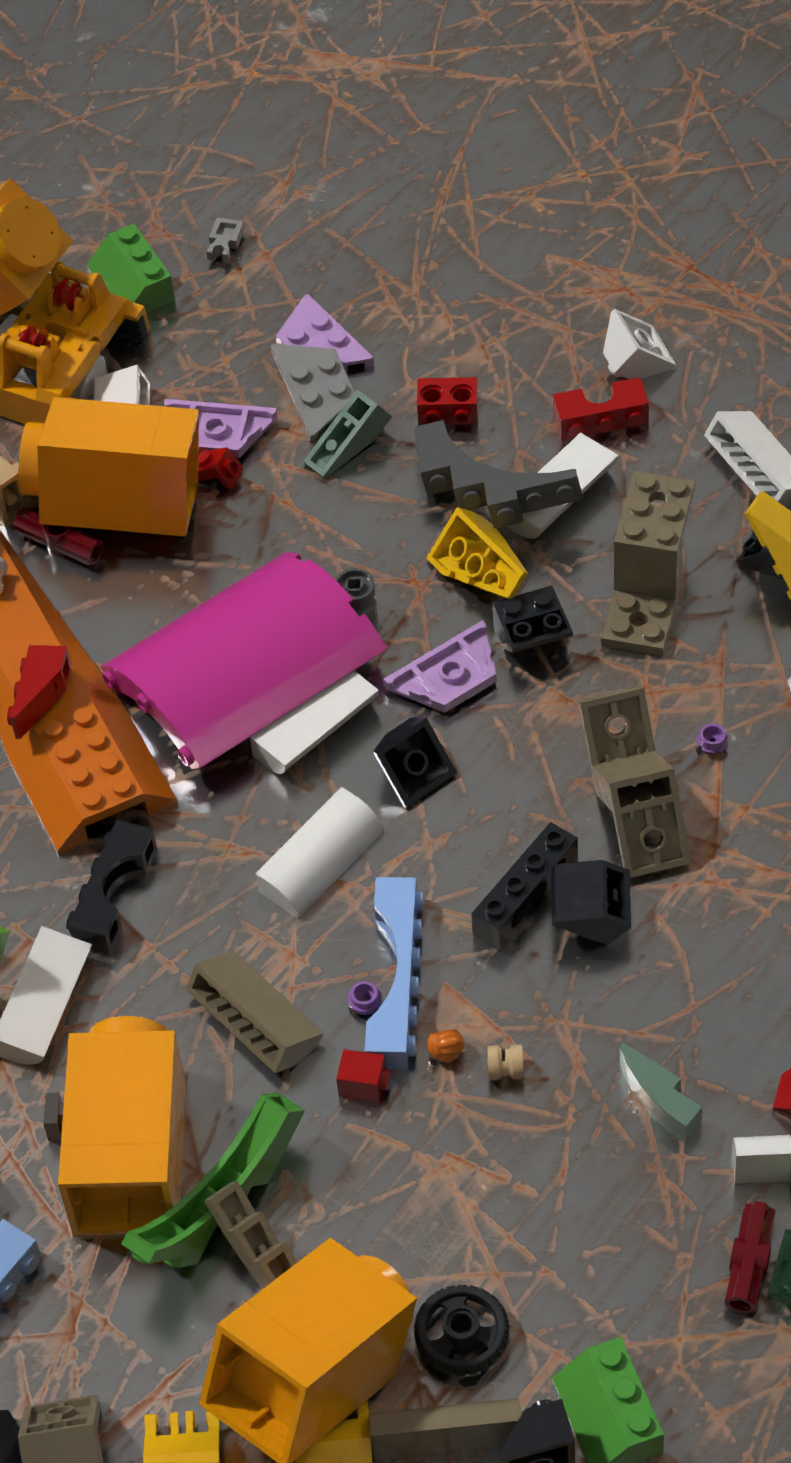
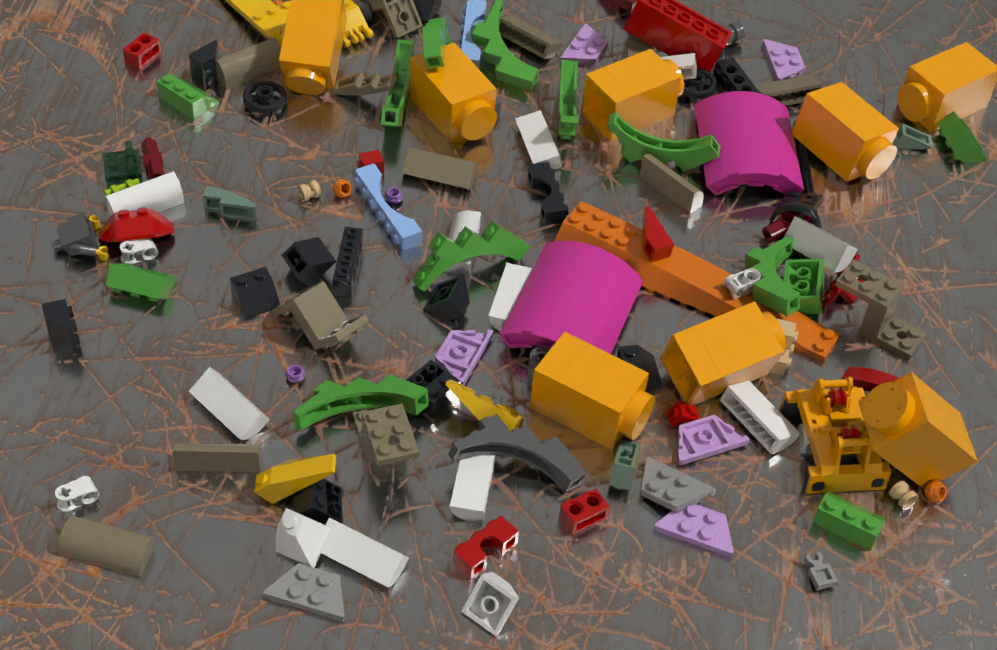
camera: 140 degrees right, 5 degrees down
(89, 1197) = (434, 41): none -> bright green arch
(224, 547) = (644, 360): none -> black slope
(330, 499) = (591, 392): none -> light orange container
(330, 789) = (467, 244): none -> bright green arch
(644, 650) = (360, 394): none -> bright green arch
(704, 899) = (254, 292): none -> black slope

